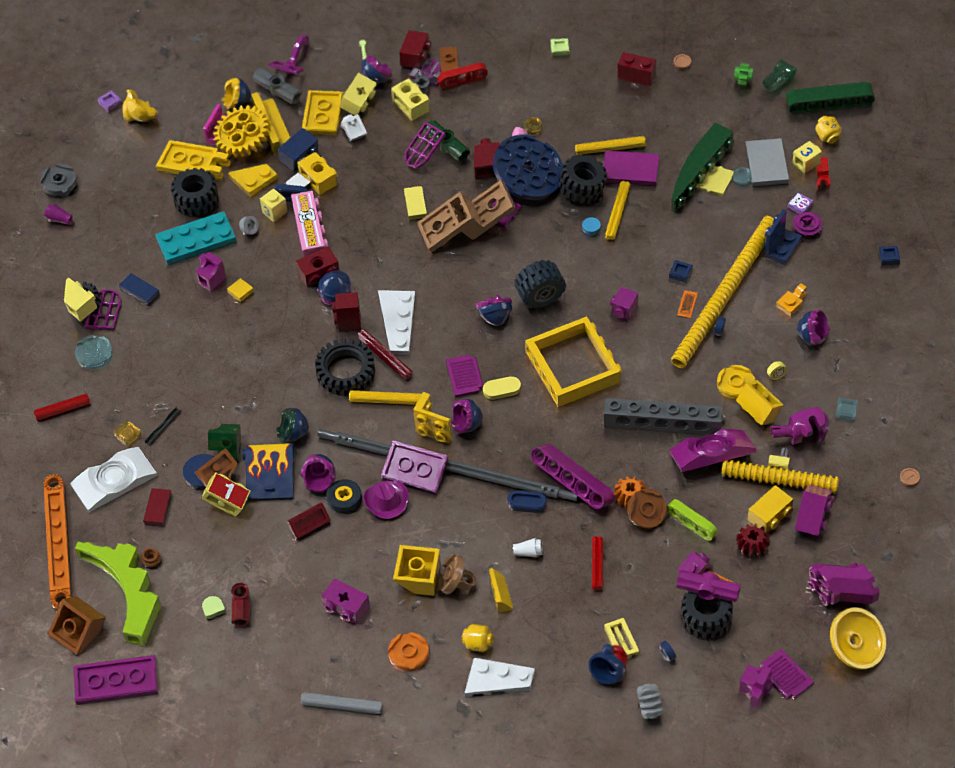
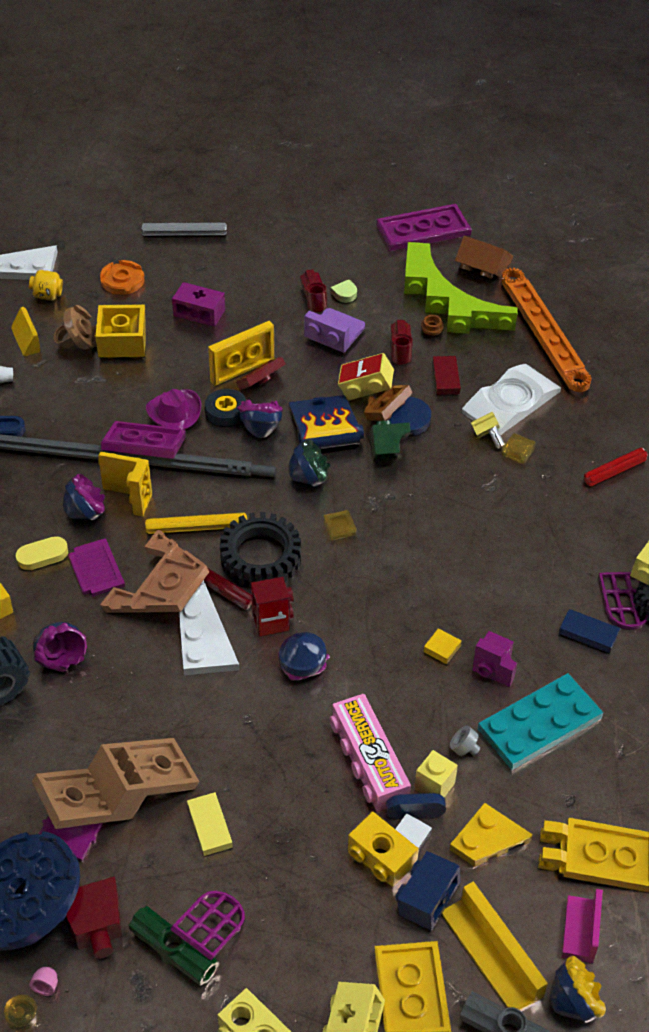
camera: 165 degrees right, 5 degrees down
(93, 351) = (610, 540): clear light blue tile -> none
(145, 447) = (488, 424): none -> light yellow piece
(170, 417) = (477, 464): pearl dark grey piece -> none
(183, 539) = (401, 342): none -> dark red piece
(196, 202) = (575, 763): black tyre -> none
(236, 559) = (332, 328): none -> medium lavender bracket
(242, 131) = (547, 917): yellow gear -> none
(282, 385) = (339, 525): none -> clear yellow tile
(316, 265) = (345, 672): dark red brick -> none
(320, 527) = (241, 353): none -> yellow tile
(353, 127) = (347, 955): white bracket -> none
(412, 340) = (168, 584): none -> nougat wing

